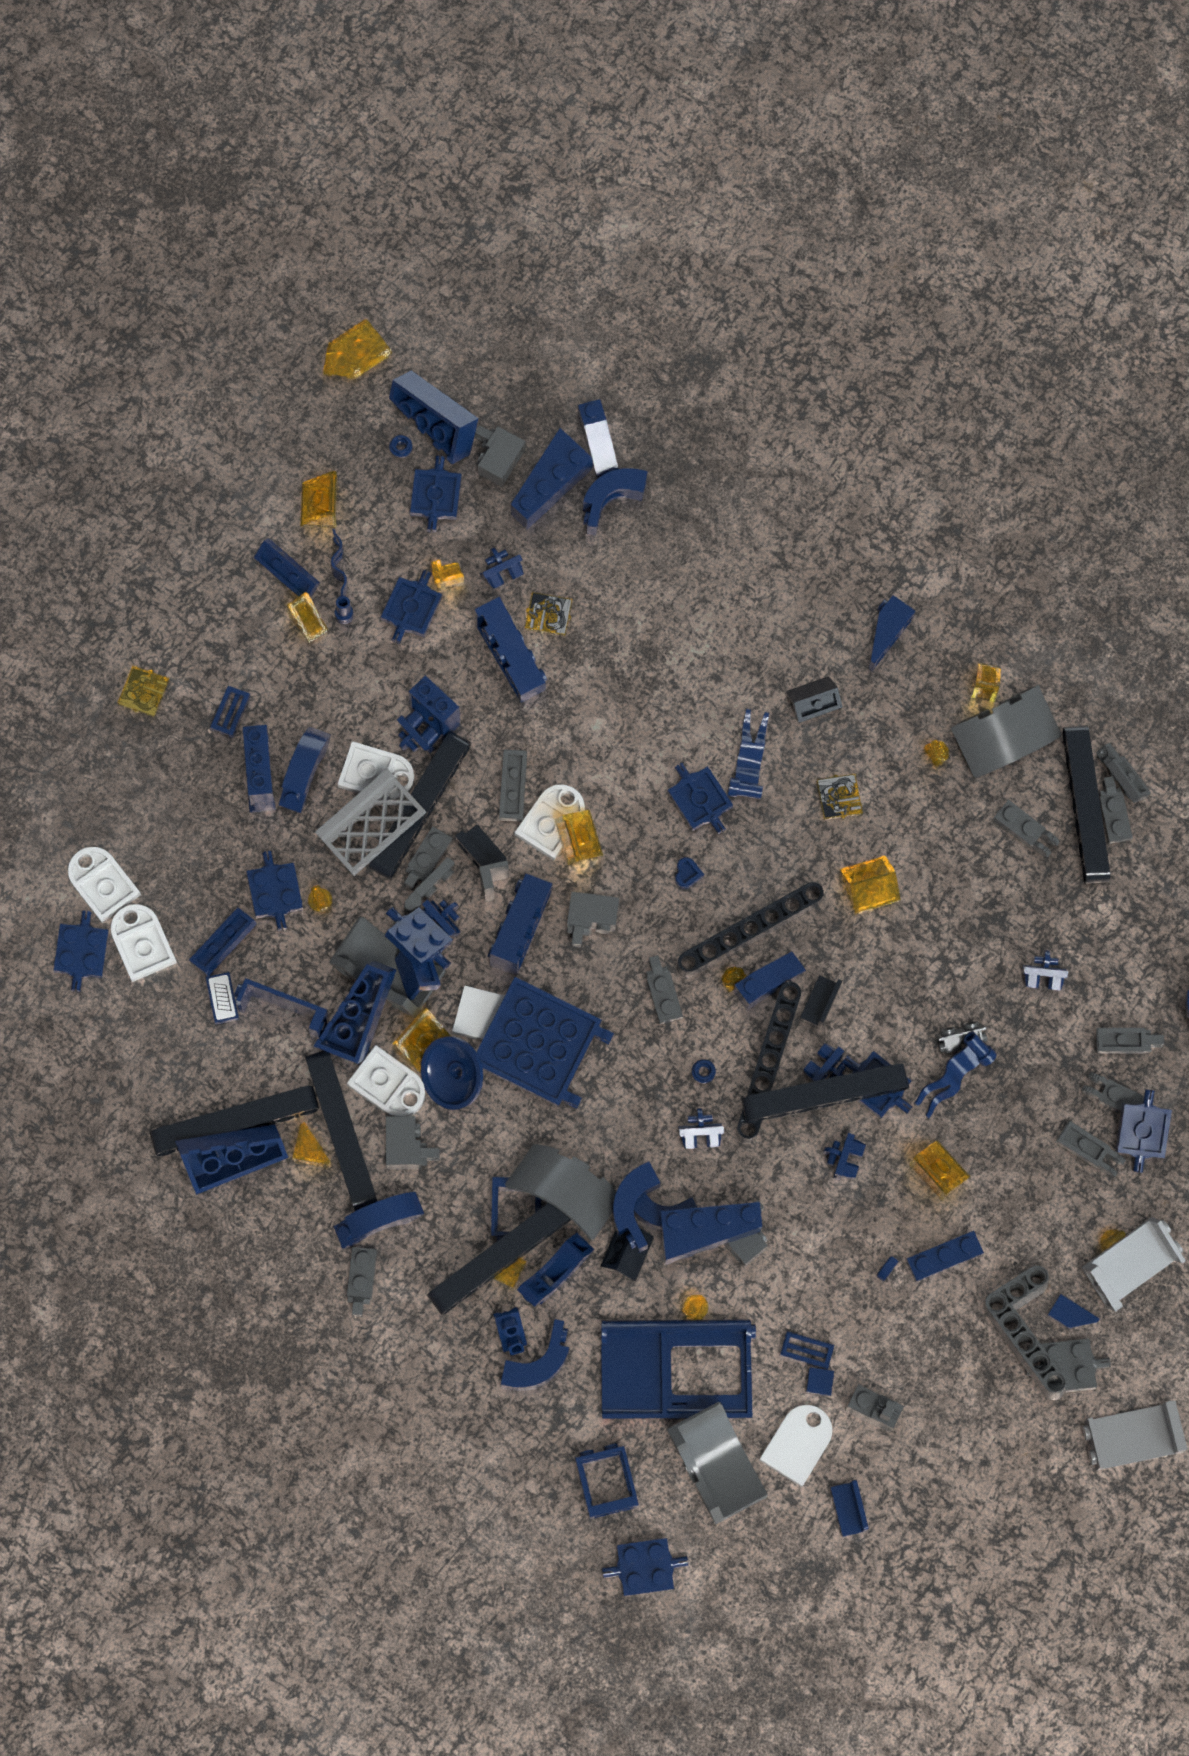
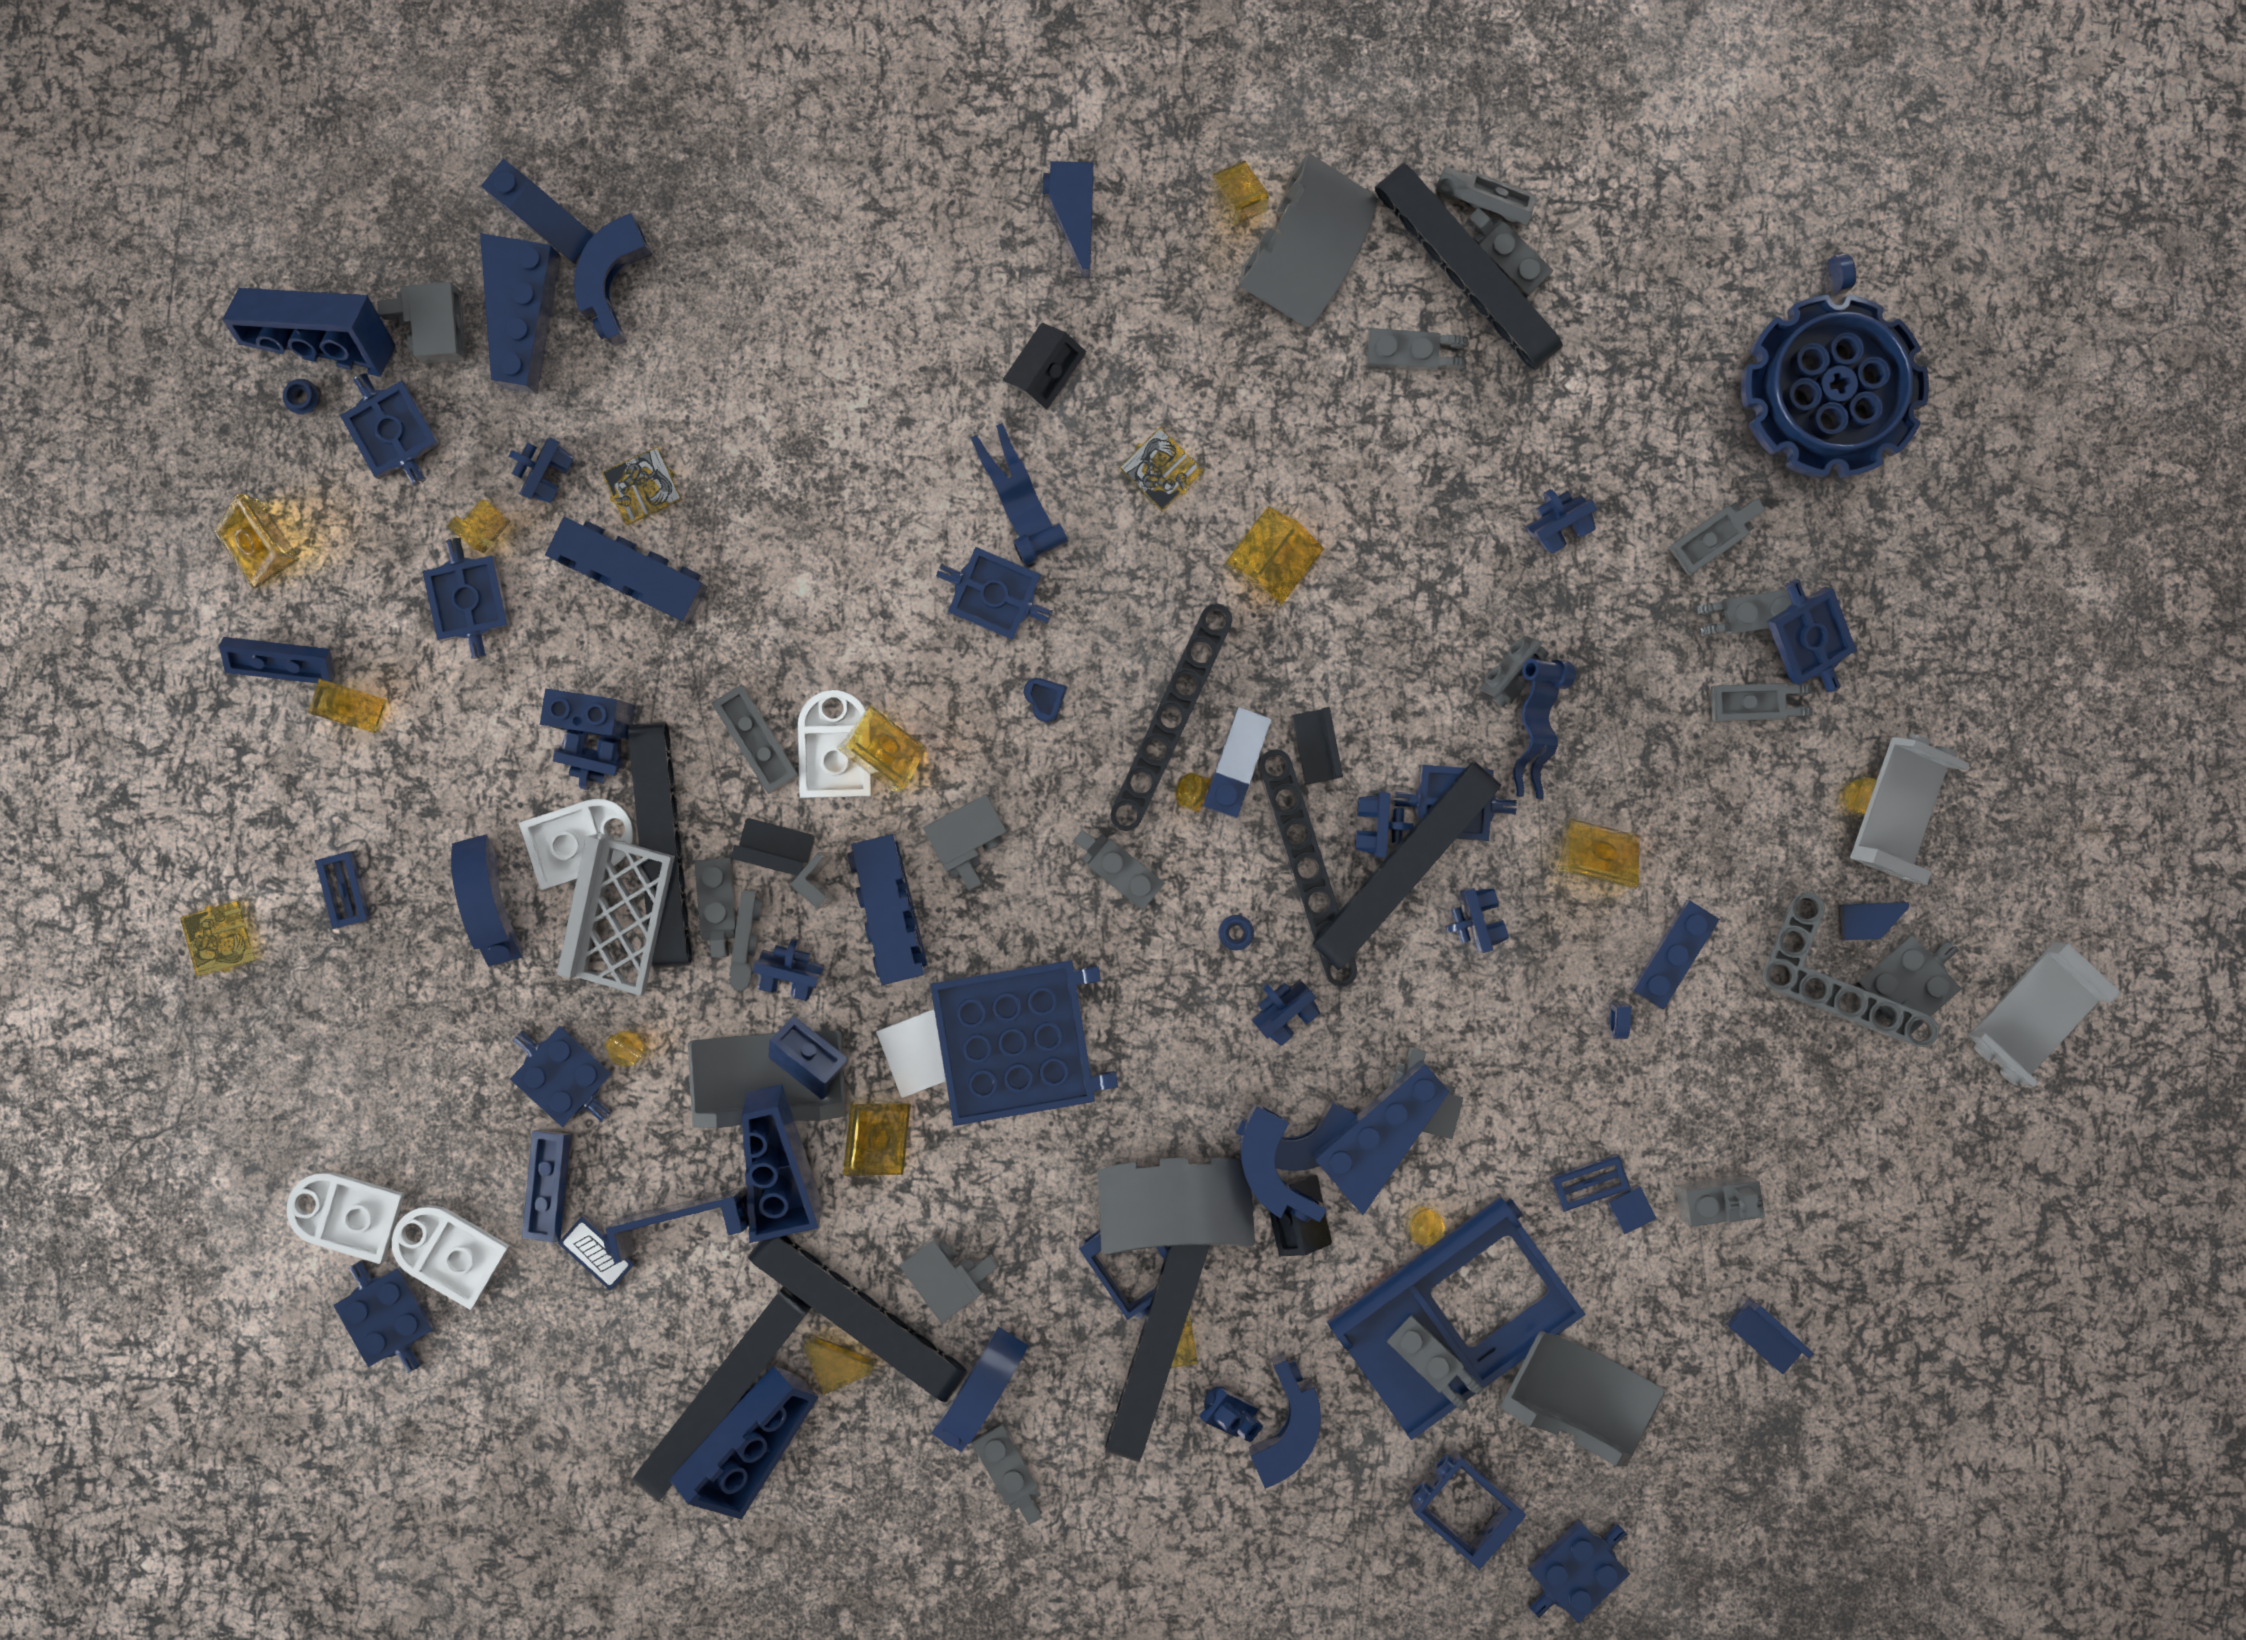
camera: 30 degrees left, 15 degrees up
(258, 768) = (421, 950): dark blue window -> none
(343, 610) = (385, 663): dark blue flag -> none
(355, 351) = (153, 310): clear yellow tile -> none
(386, 1083) = (868, 1215): white tile -> none
(418, 937) = (779, 1020): dark blue plate -> none
(443, 1075) = (939, 1156): dark blue dish -> none
(556, 1270) = (1232, 1309): dark blue arch -> none
(646, 1380) = (1432, 1360): none -> dark grey hinge
(797, 1445) = (1657, 1302): white tile -> none
(937, 752) = (1242, 327): clear yellow plate -> none

